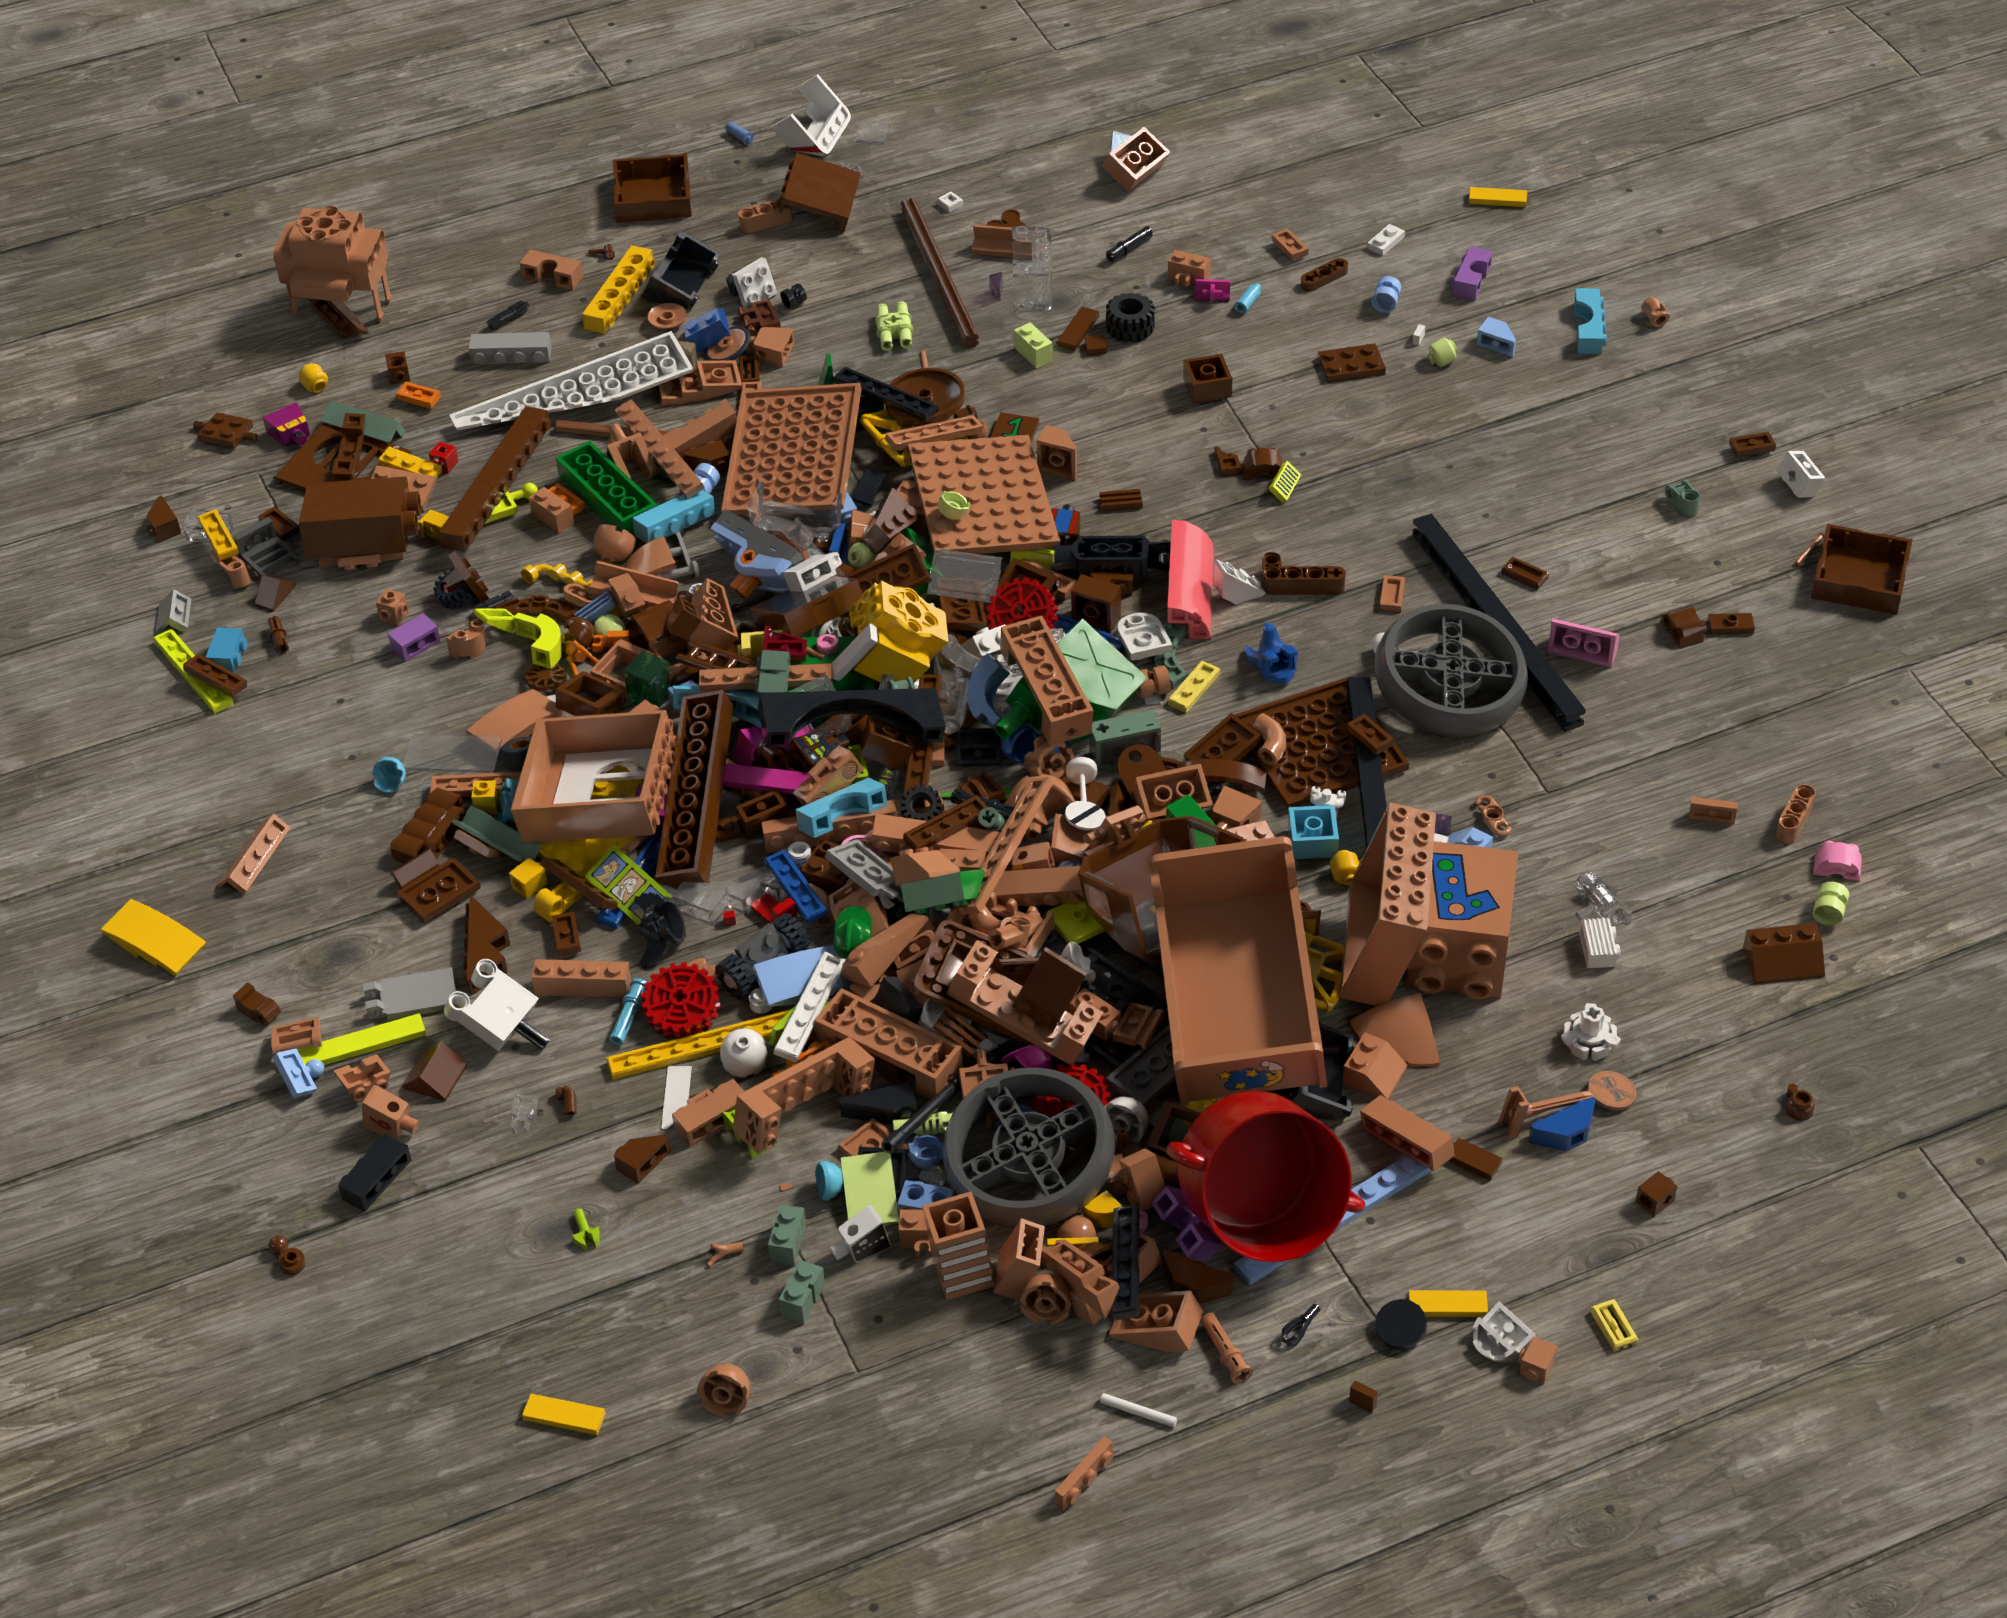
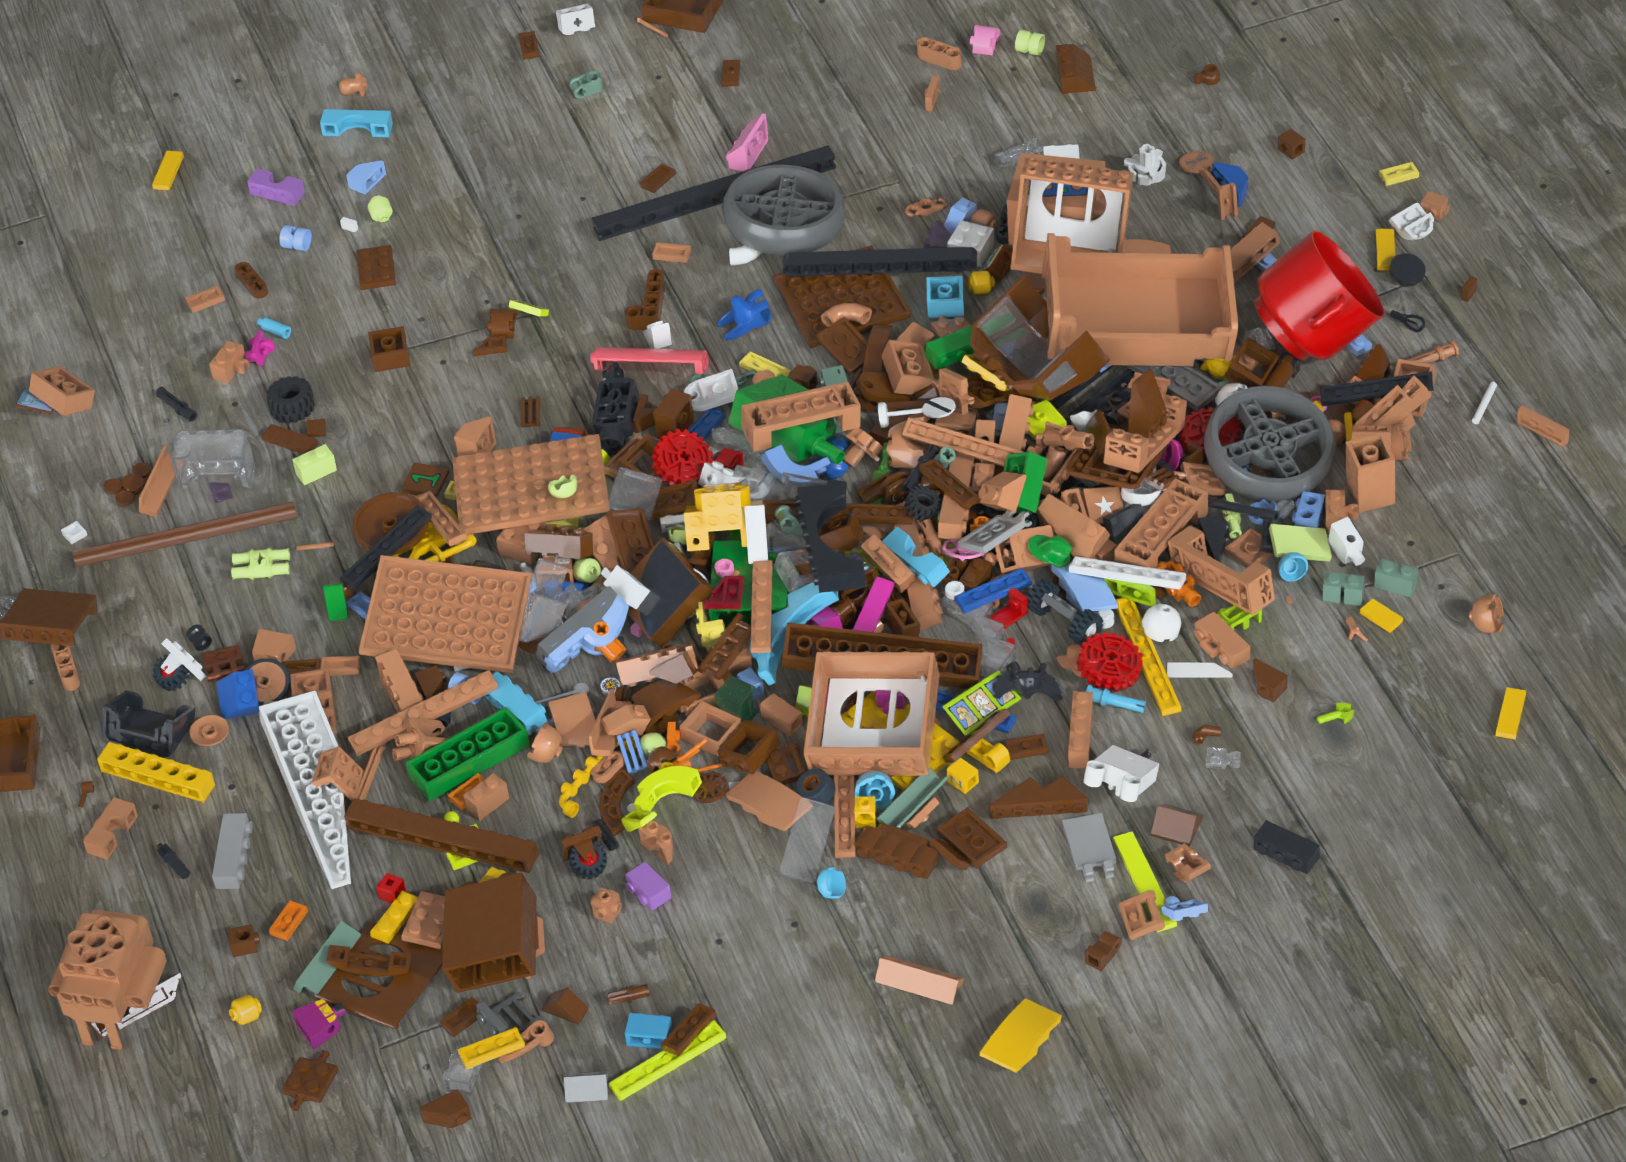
camera: 85 degrees left, 0 degrees up
(279, 1246) = (1374, 895): reddish brown plate -> none
(387, 1114) = (1233, 834): nougat torso -> none
(583, 400) = (339, 769): none -> nougat bracket
(746, 1280) = (1381, 615): none -> yellow tile
(774, 672) = (766, 590): sand green piece -> none
(1142, 1178) = (1290, 381): nougat brick -> none
(1171, 714) = (805, 376): none -> reddish brown brick
(1195, 1237) = (1328, 369): medium lavender arch -> none
(1326, 798) = (916, 291): white piece -> none
(1370, 734) = (859, 249): reddish brown plate -> none
(1386, 239) = (210, 241): white plate -> none
(1685, 626) = (730, 94): reddish brown cylinder -> none

